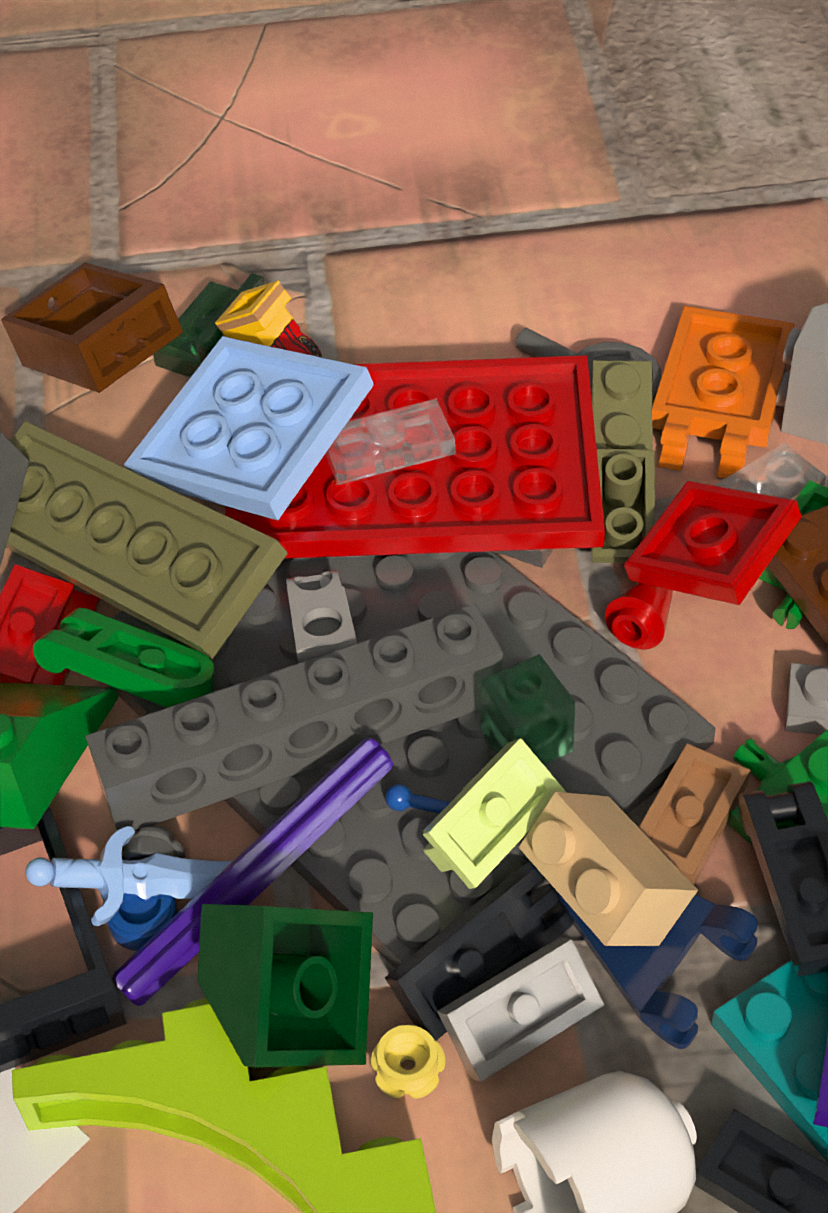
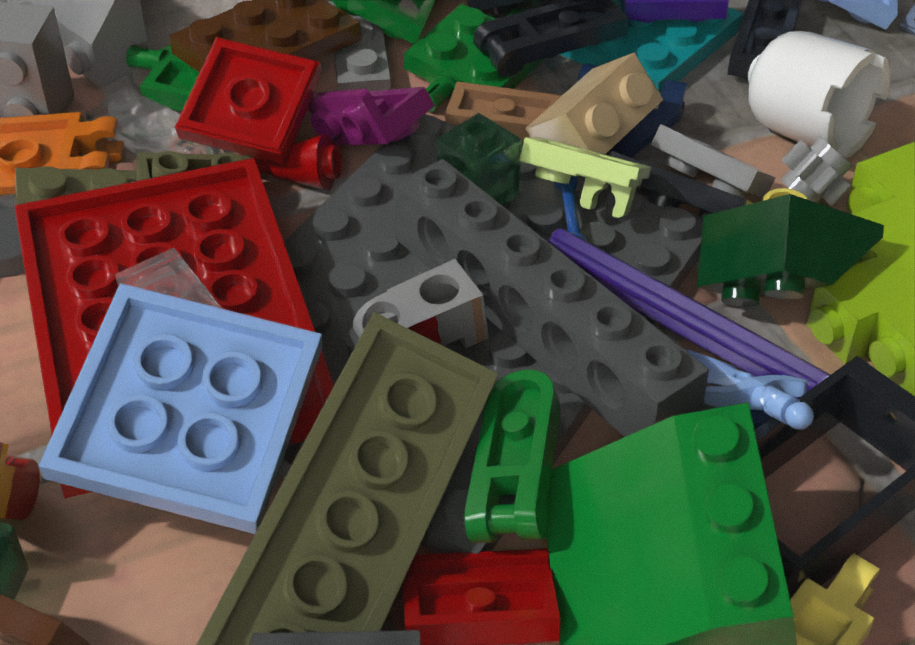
camera: 110 degrees left, 5 degrees down
(456, 1136) = (816, 171): none -> light grey gear
(677, 652) = (368, 116): none -> magenta bracket

